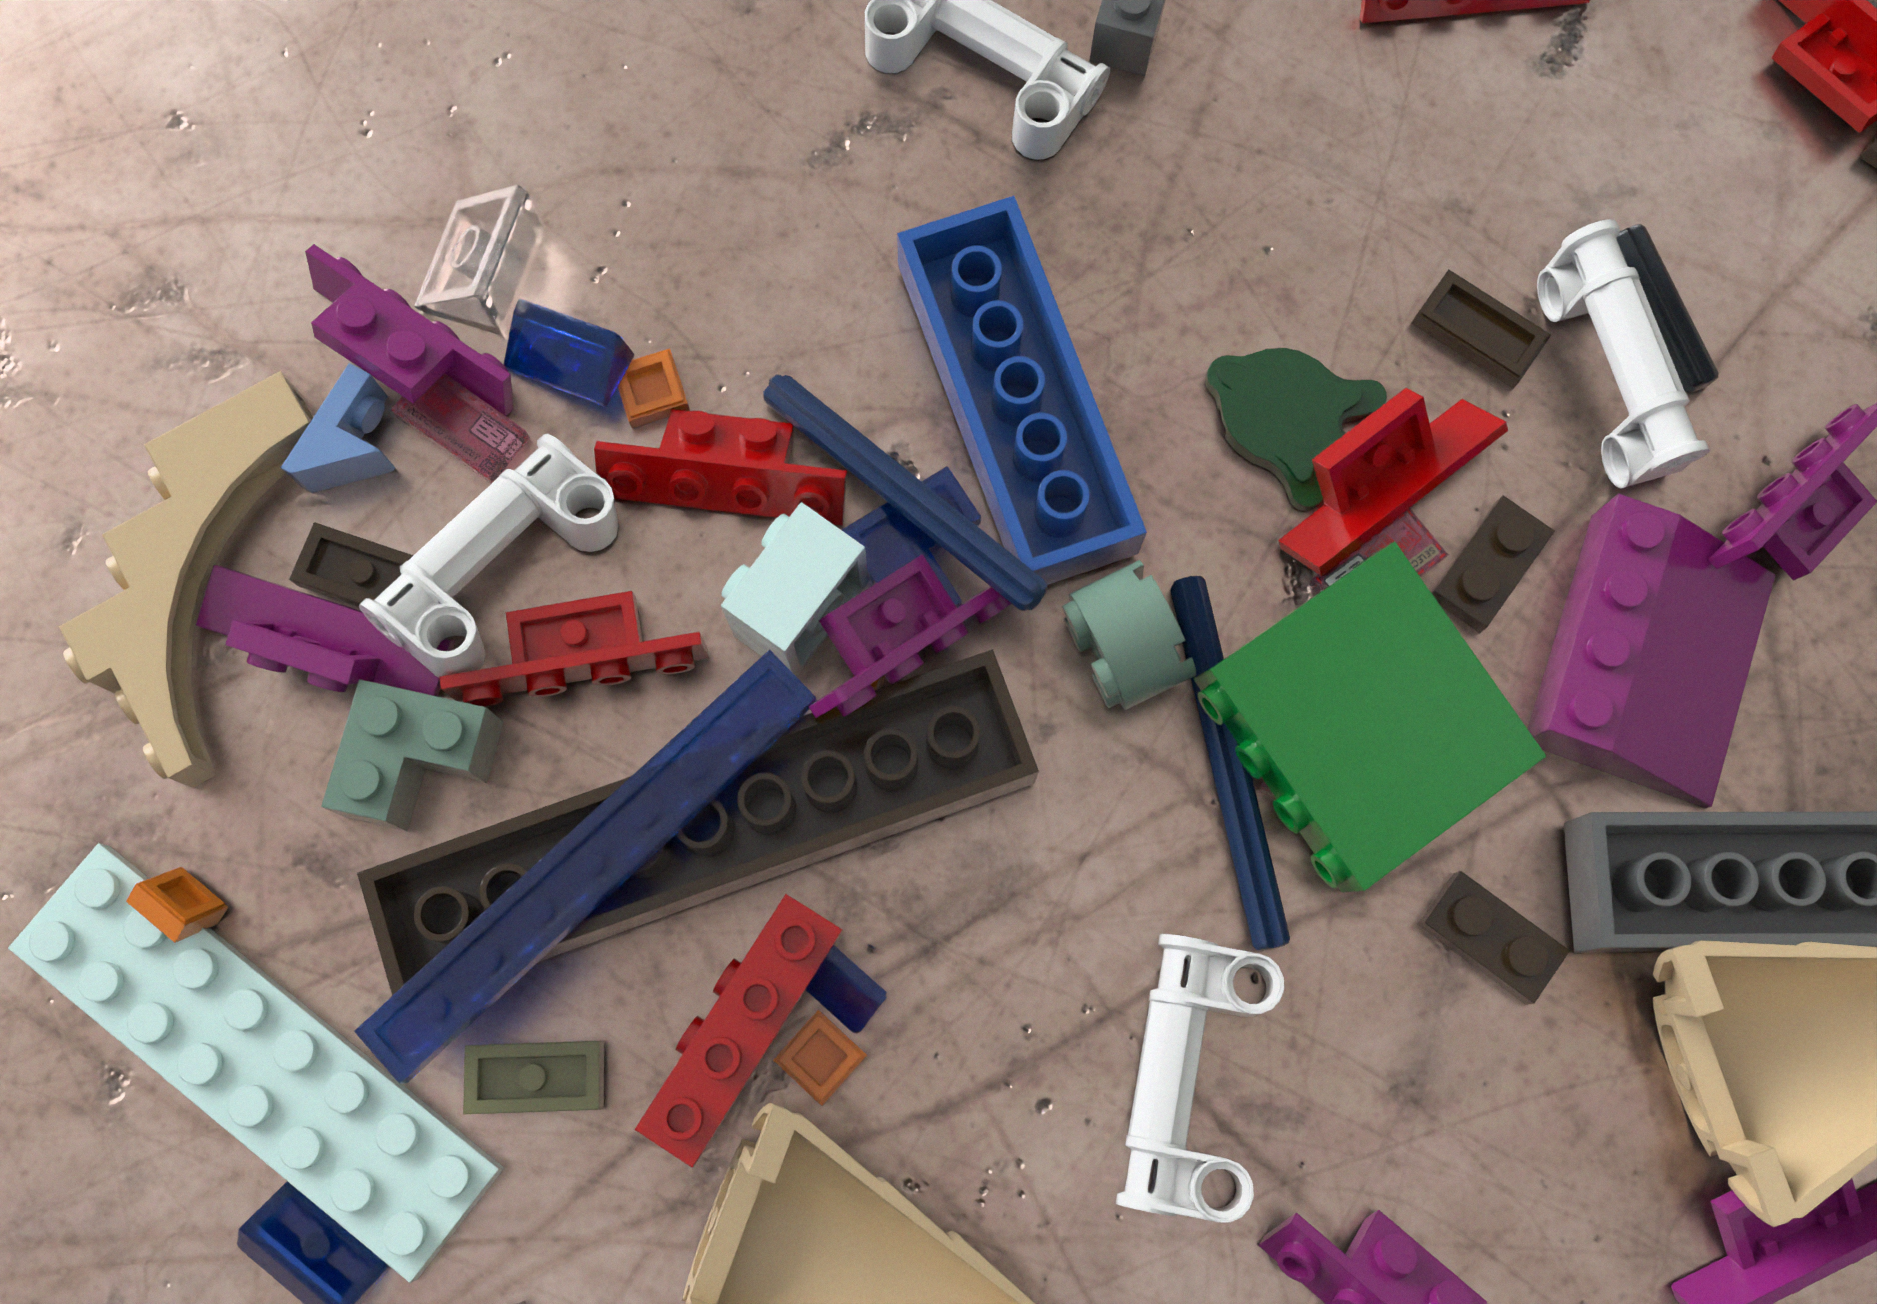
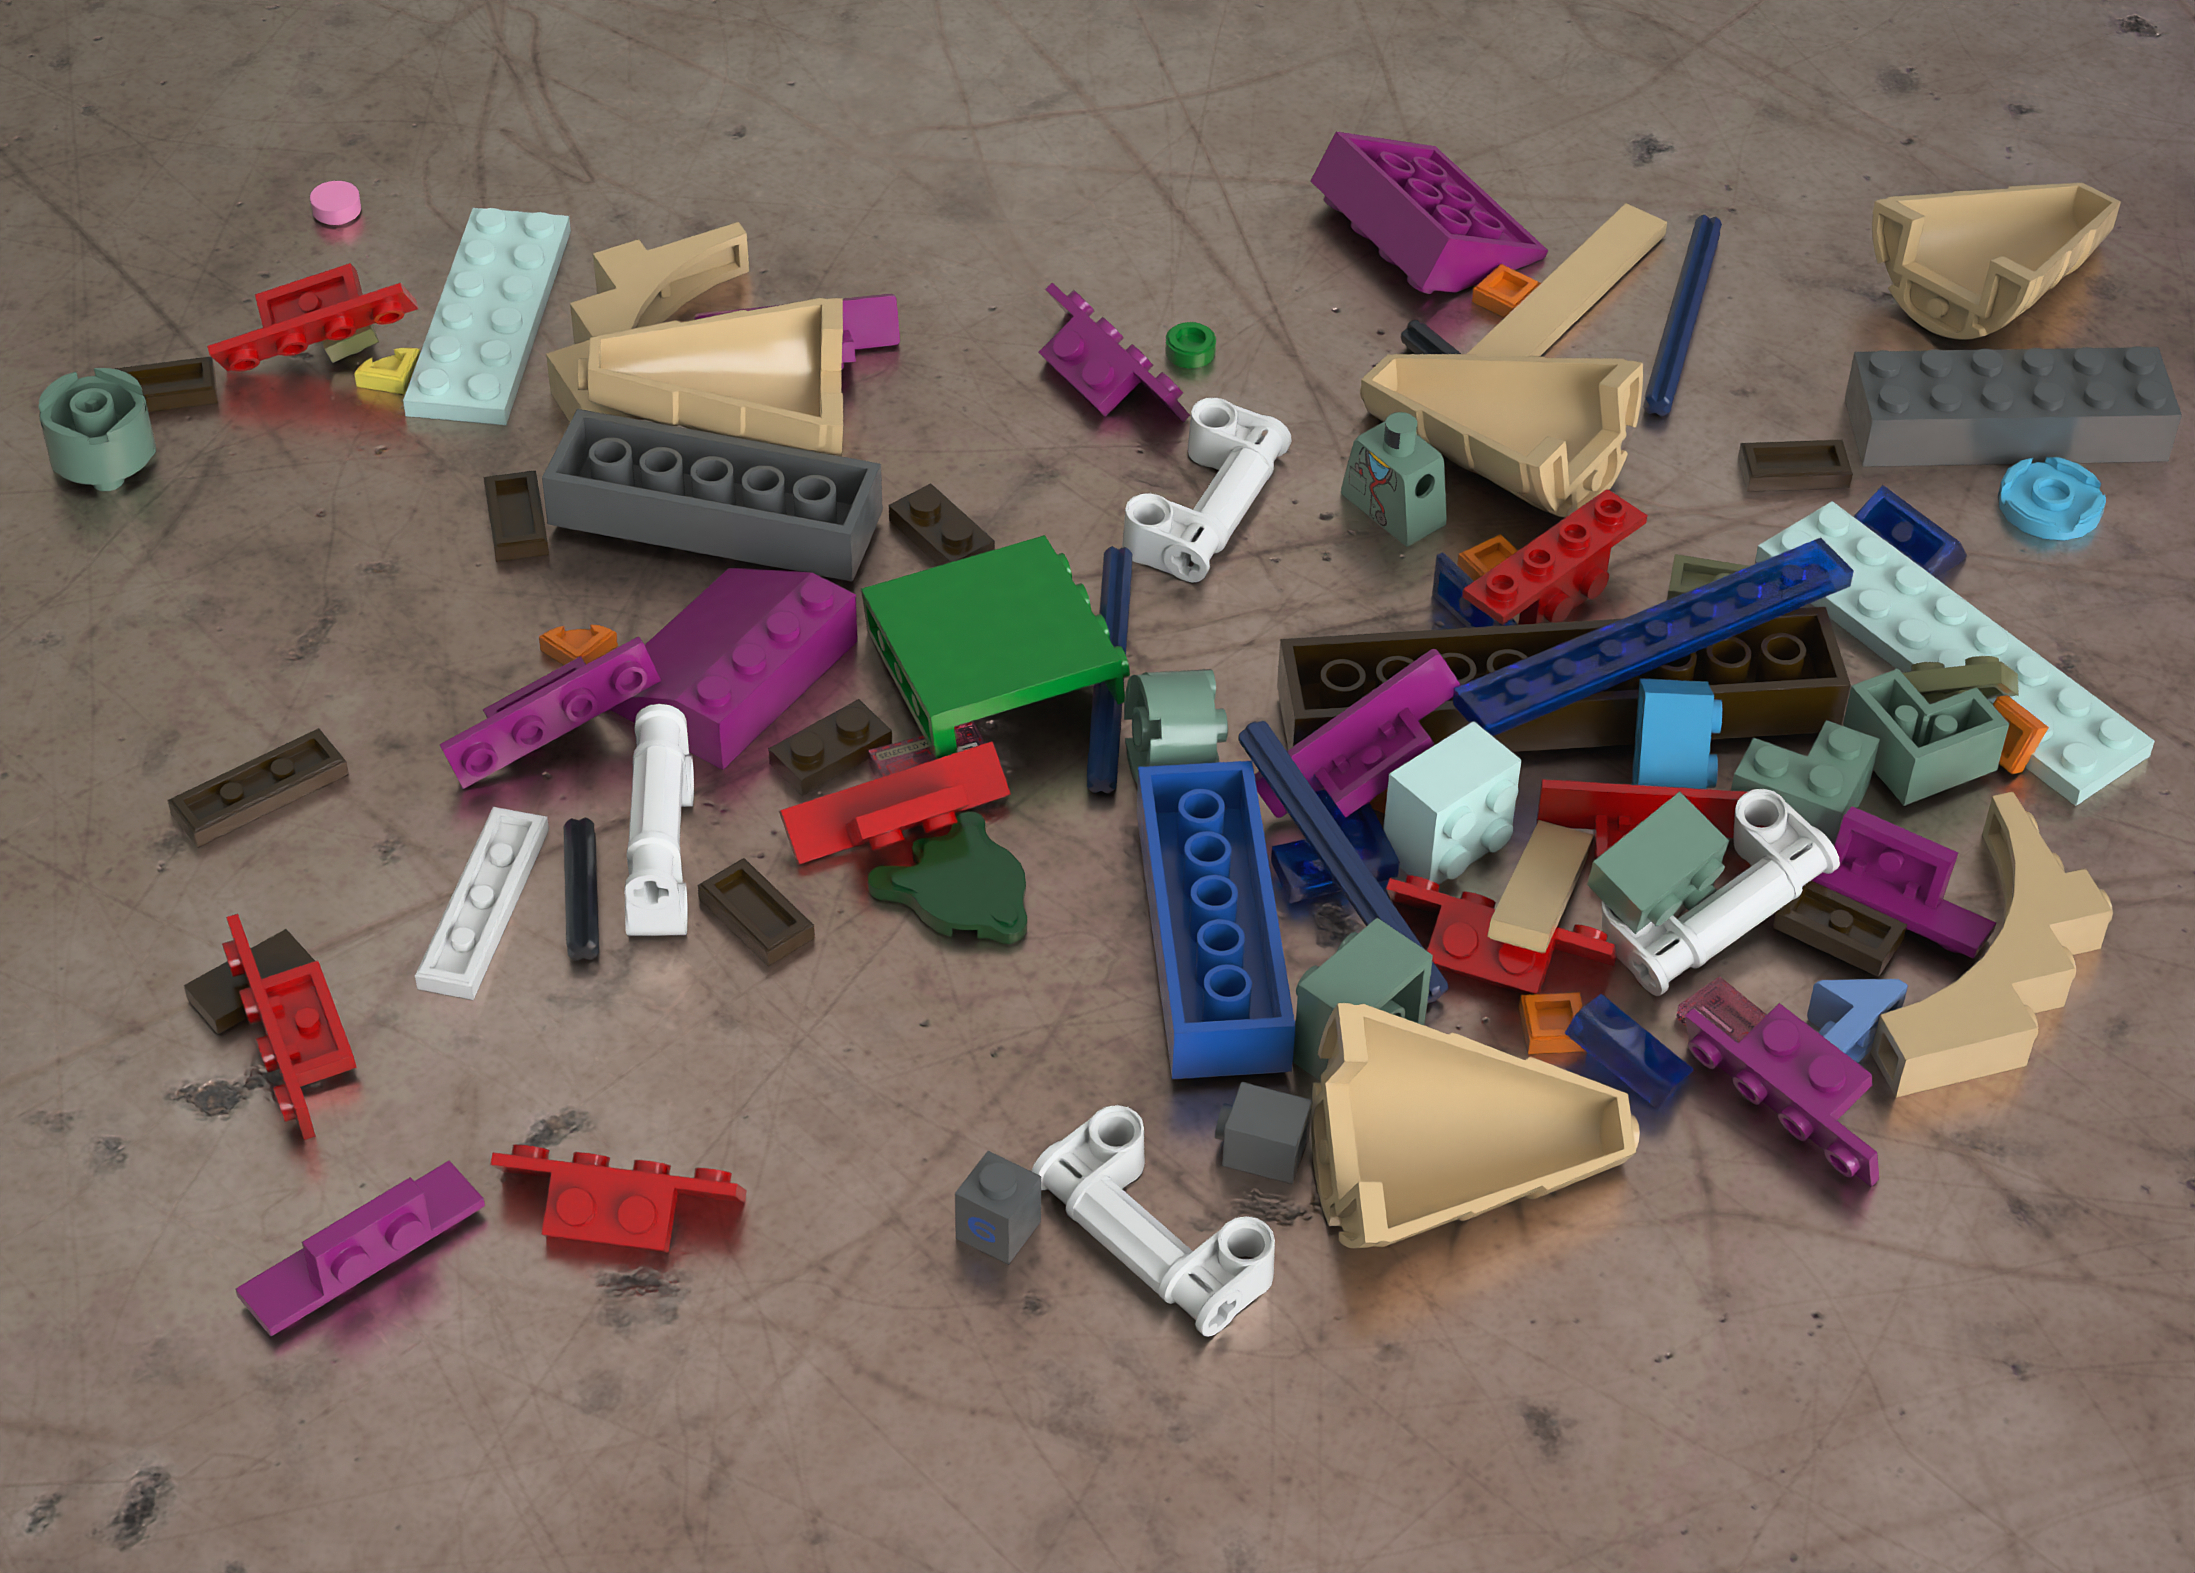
camera: 165 degrees left, 30 degrees down
(236, 943) = (1984, 672): none -> olive plate
(267, 839) = (1922, 743): none -> sand green brick
(483, 260) = (1706, 1143): clear slope -> none
(545, 519) = (1660, 865): none -> sand green brick
(558, 748) = (1675, 734): none -> dark azure brick
(682, 510) = (1540, 886): none -> tan tile
(711, 163) = (1447, 1128): none -> tan cone
(839, 298) = (1369, 969): none -> sand green brick
(905, 168) = (1264, 1132): none -> dark grey brick
(964, 1143) = (1397, 479): none -> sand green torso
(1751, 275) = (482, 903): none -> white tile
(1822, 641) = (571, 644): none -> orange tile

